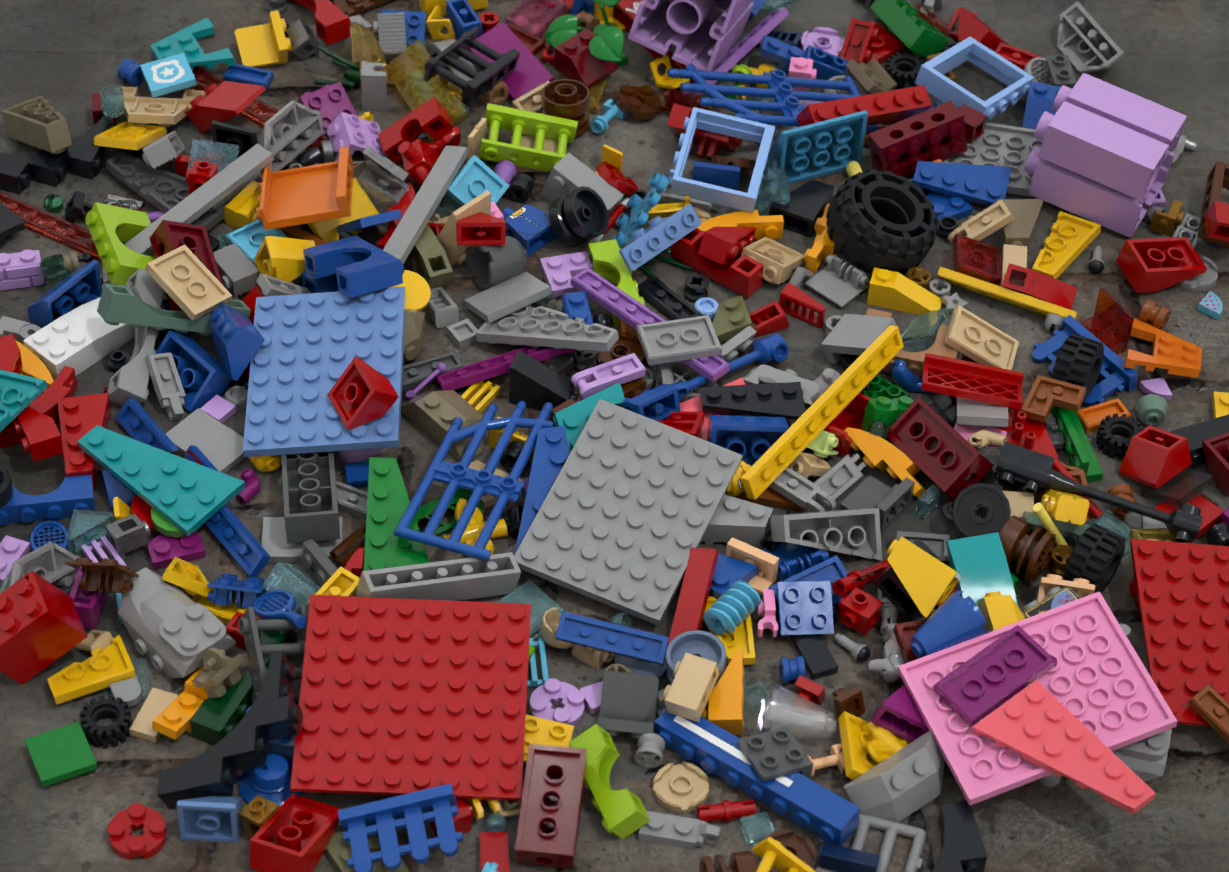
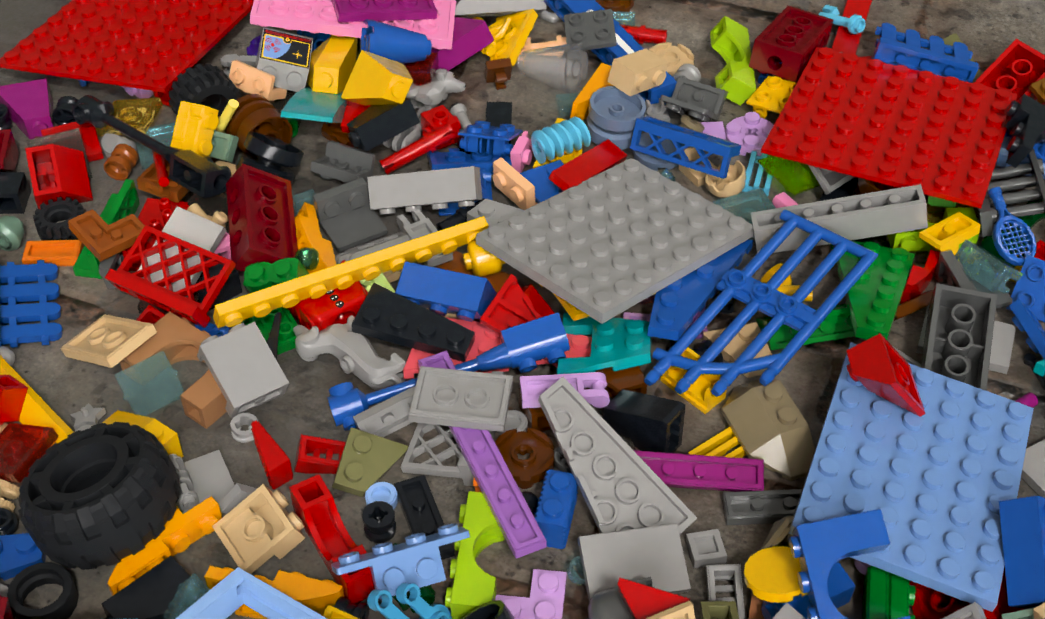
camera: 155 degrees left, 0 degrees up
(441, 367) = (798, 481): medium lavender hinge -> none
(678, 831) = (685, 33): light grey hinge -> none
(726, 243) = (311, 540): red slope -> none
(791, 669) = (529, 105): blue wheel -> none
(810, 690) = (525, 87): red tile -> none
(1079, 362) = (48, 257): black tyre -> none

